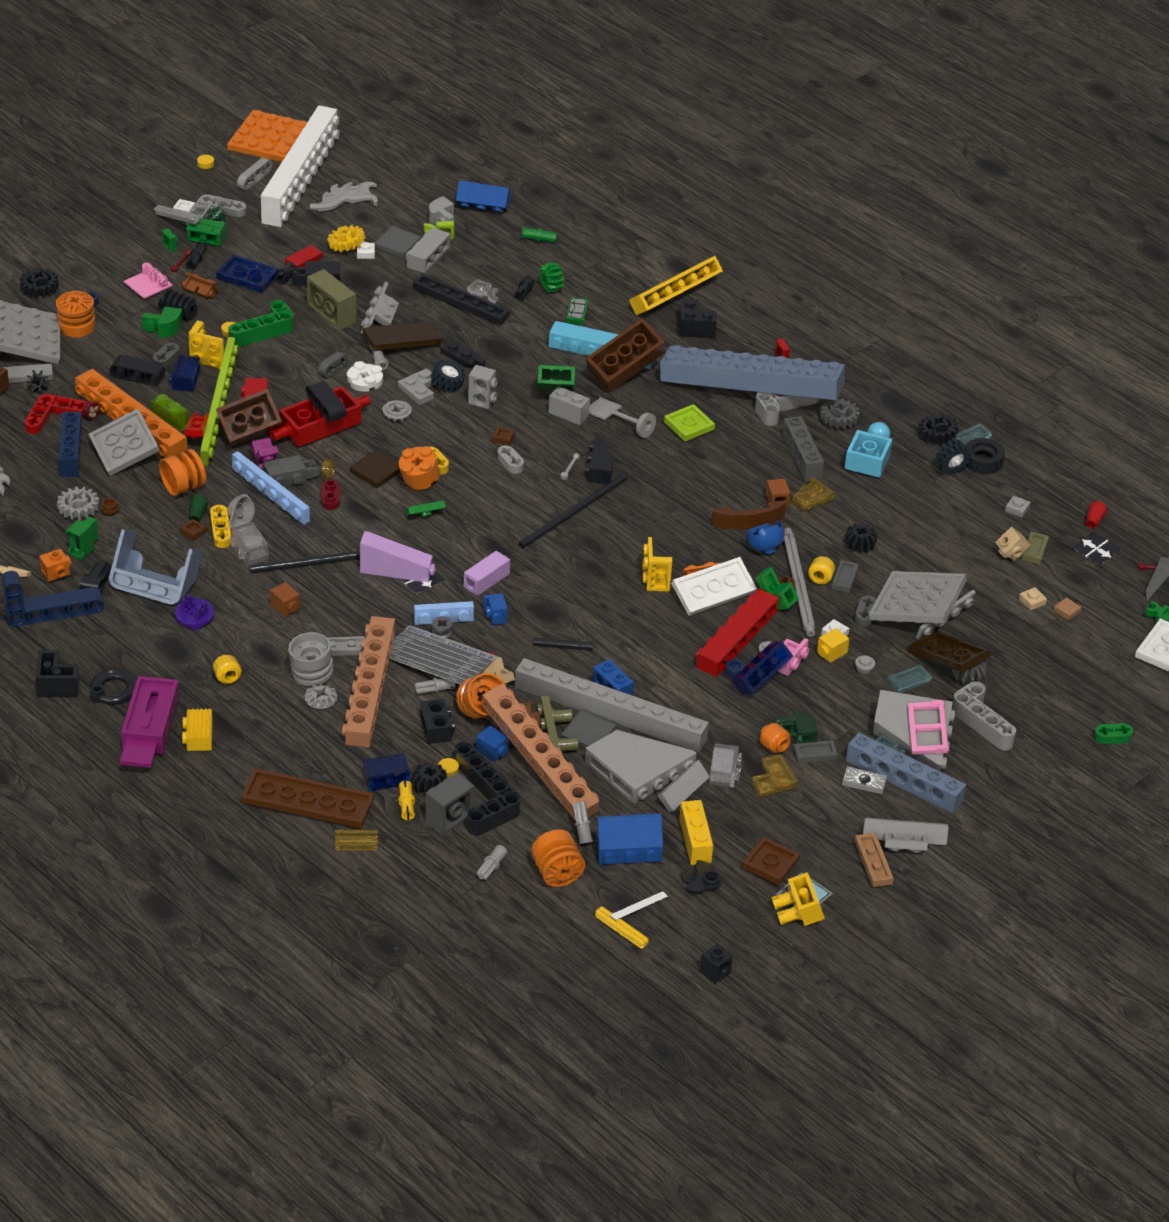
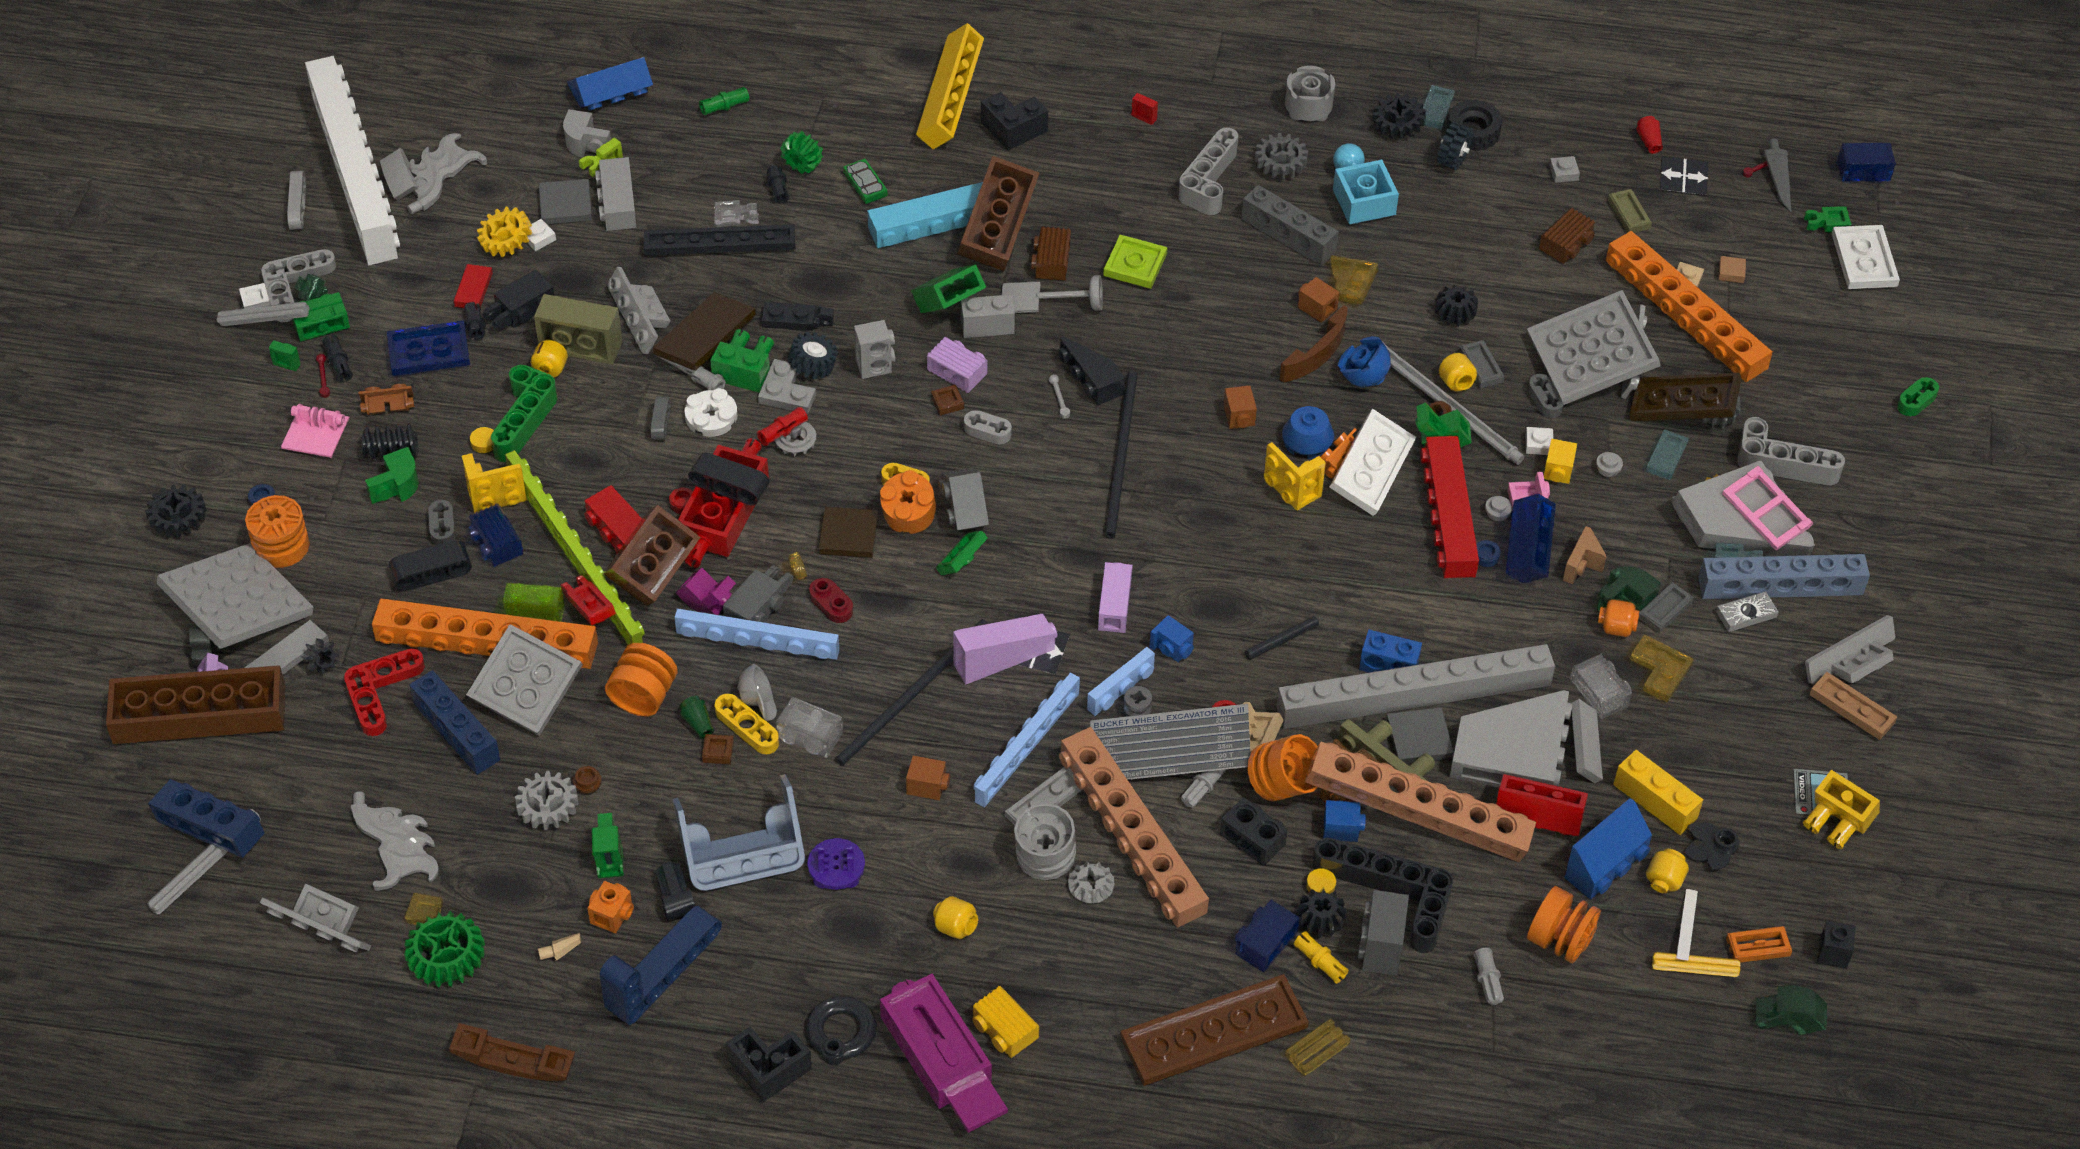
camera: 35 degrees left, 10 degrees up
(91, 410) = (429, 657): dark red tile -> none
(205, 161) = (213, 215): yellow tile -> none
(266, 135) = (259, 135): orange plate -> none
(304, 308) = (549, 357): none -> yellow head
(320, 186) = (398, 174): none -> light grey slope
(359, 611) = (1031, 734): none -> light blue plate
(378, 398) = (782, 426): none -> red pin
(403, 358) = (741, 365): none -> green brick
(452, 481) = (966, 498): none -> brick
(526, 420) = (957, 364): none -> lavender brick
(582, 822) = (1541, 861): light grey axle -> none
(614, 795) = (1546, 804): none -> red brick
(643, 395) = (1052, 254): none -> reddish brown brick
(651, 976) = (1793, 1006): none -> clear green brick
(656, 872) = (1667, 870): none -> yellow head
(667, 521) = (1240, 407): none -> dark orange brick
(670, 943) = (1760, 948): none -> orange tile
(693, 551) = (1308, 432): none -> blue cone
(753, 372) = (1156, 157): sand blue brick -> none
(771, 860) = (1759, 776): reddish brown plate -> none
(788, 696) = (1585, 554): none -> medium nougat slope
(892, 390) = (1309, 94): none -> light grey brick
(975, 538) = (1567, 236): none -> reddish brown brick
(1011, 611) = (1688, 306): none -> orange brick
(1012, 544) = (1622, 221): tan brick -> none

